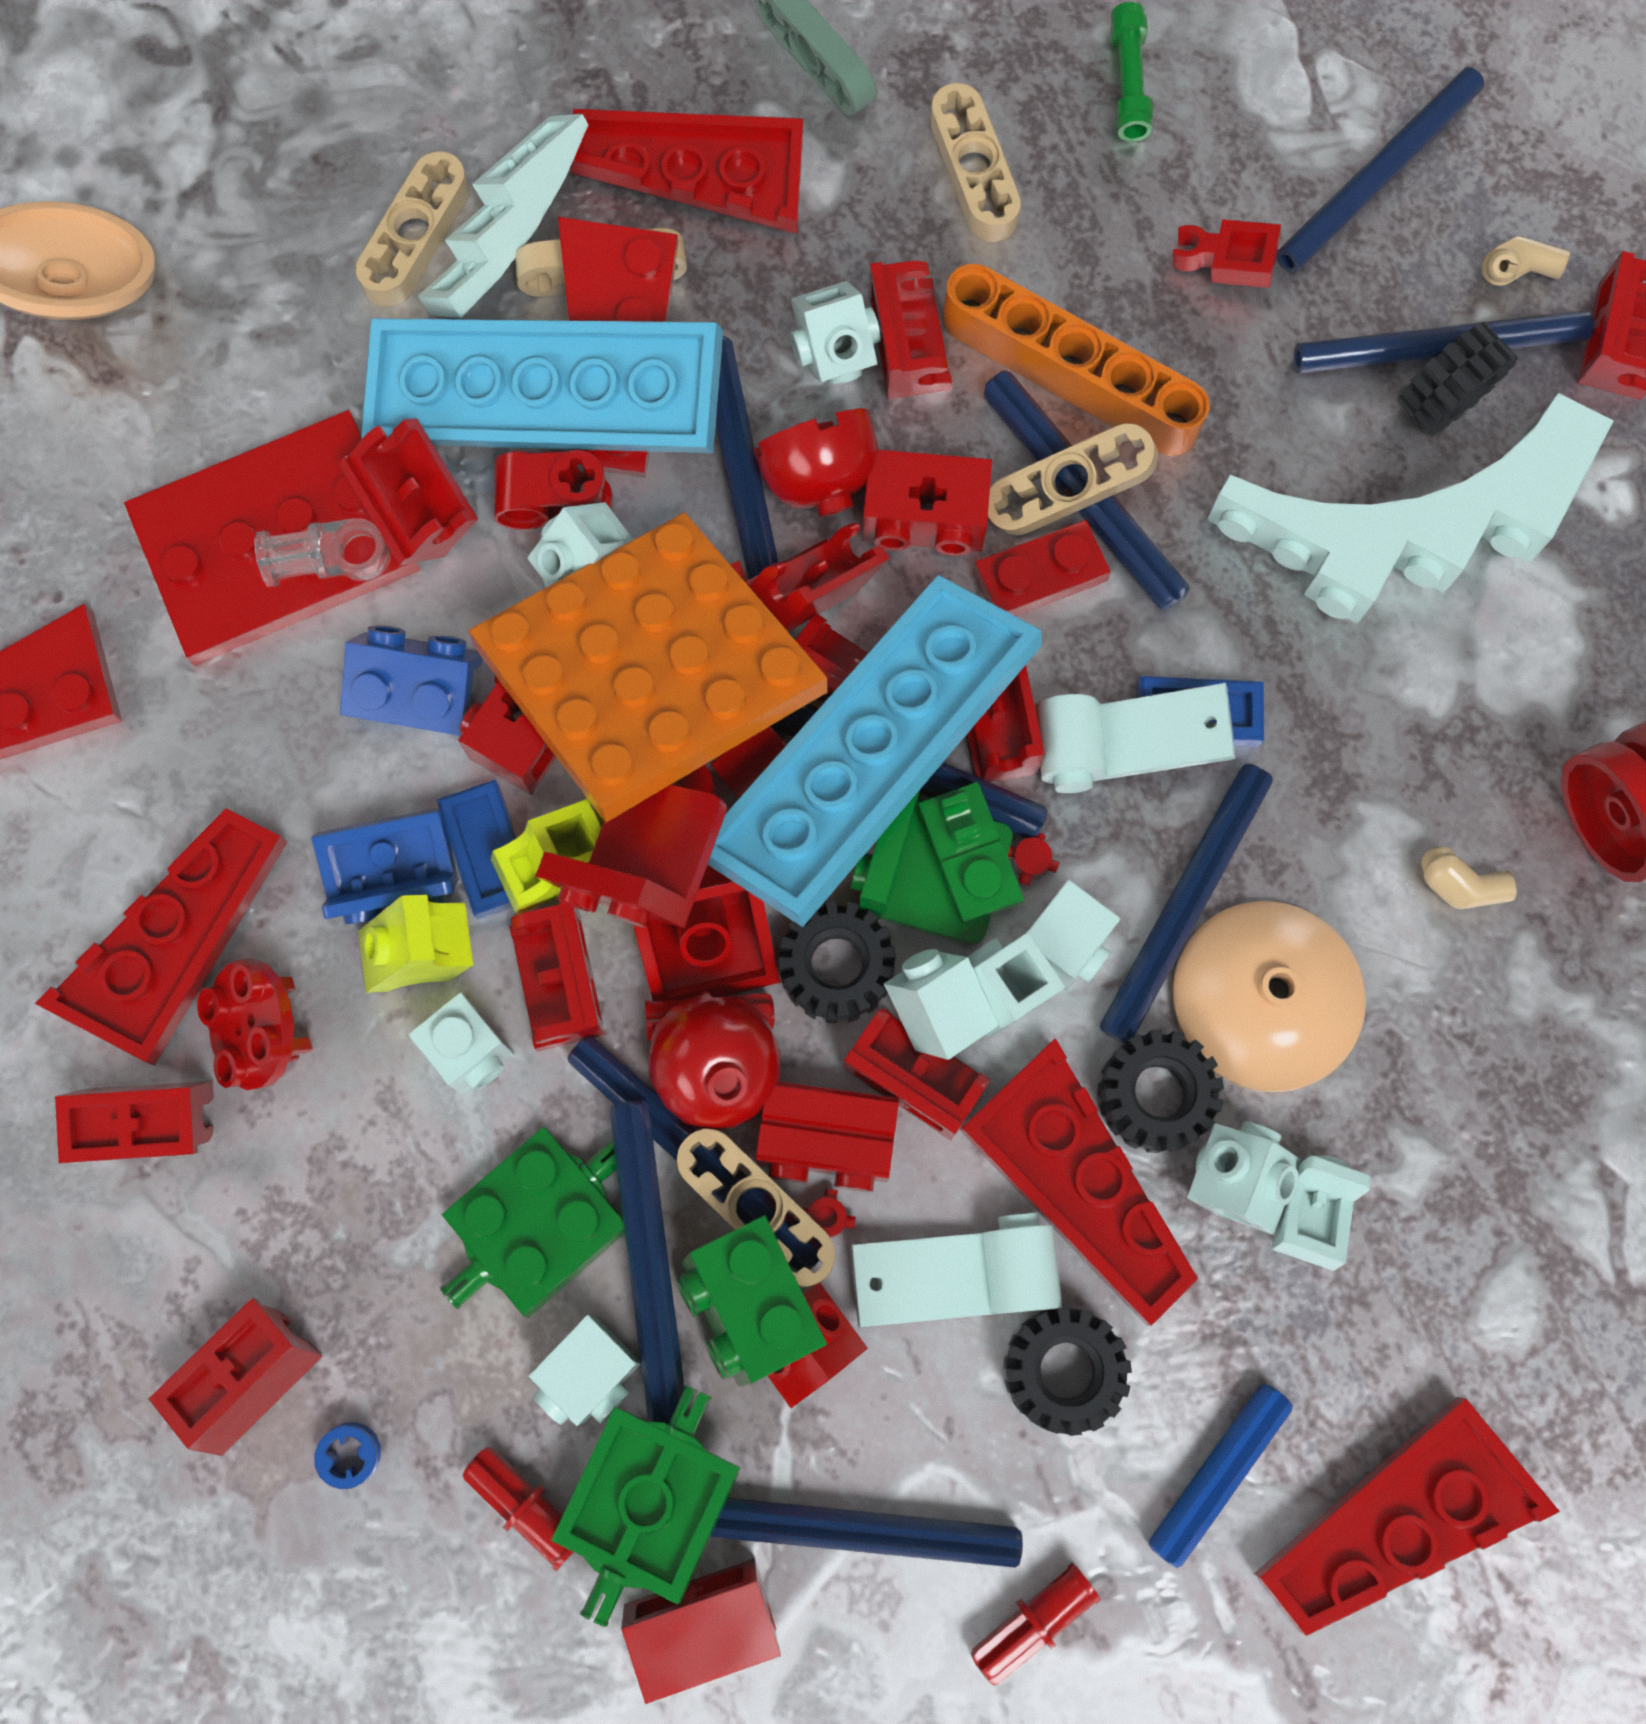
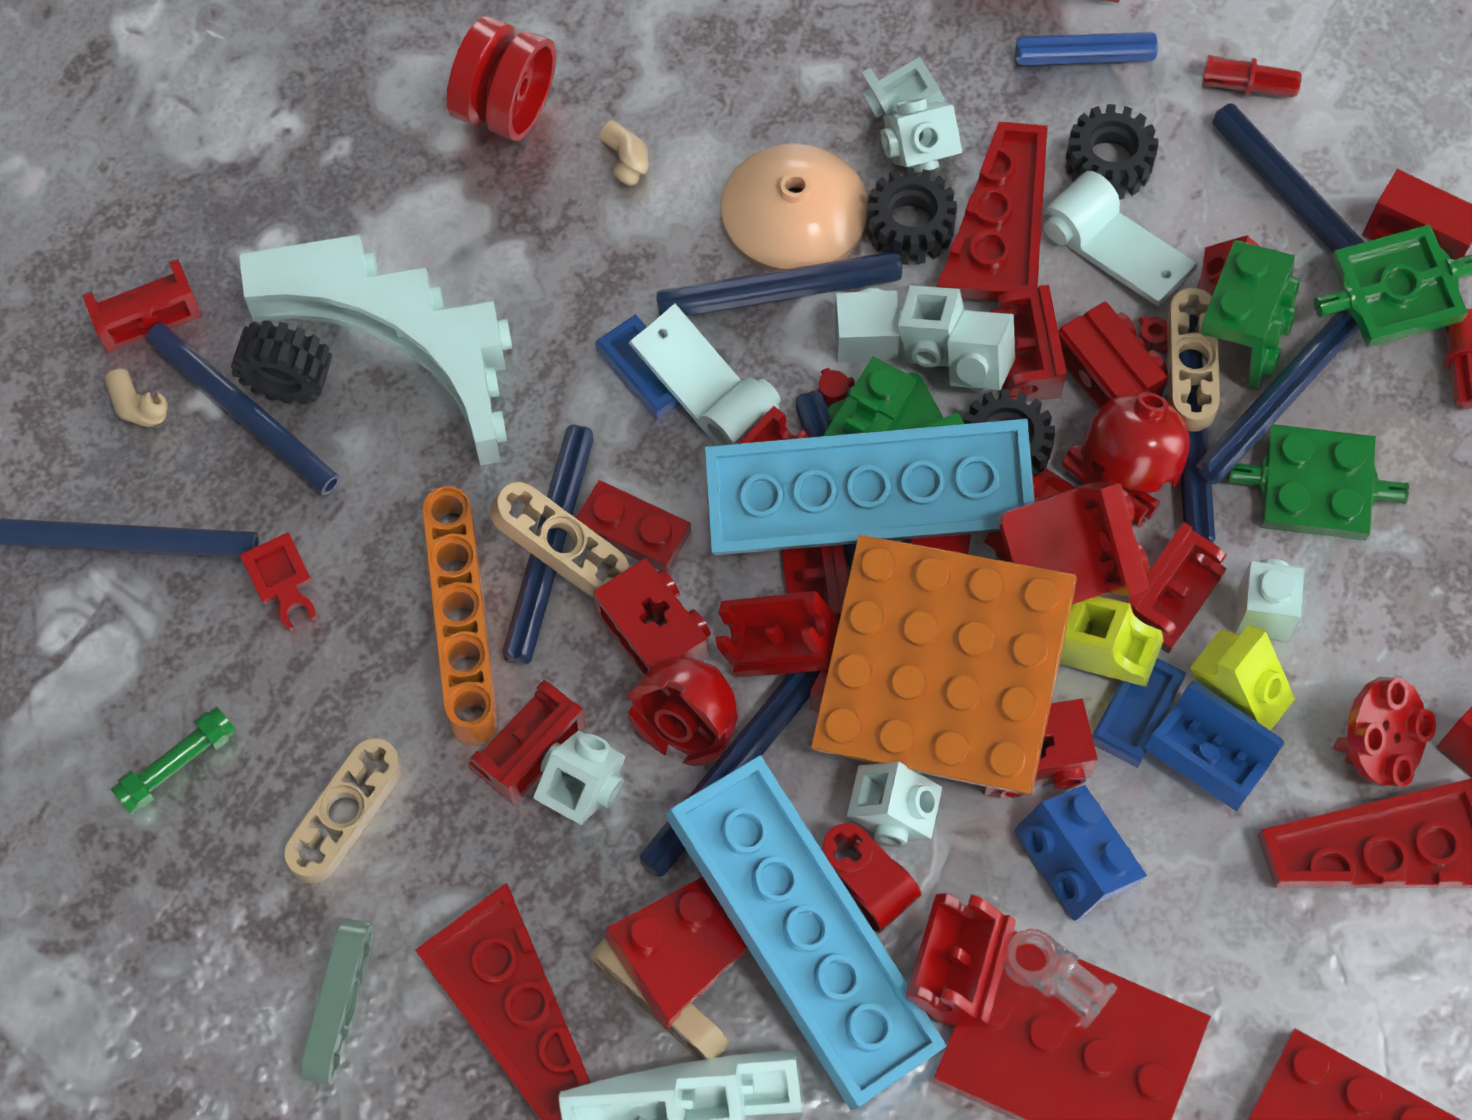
camera: 130 degrees left, 10 degrees down
(584, 1374) = (1367, 381): light aqua brick -> none

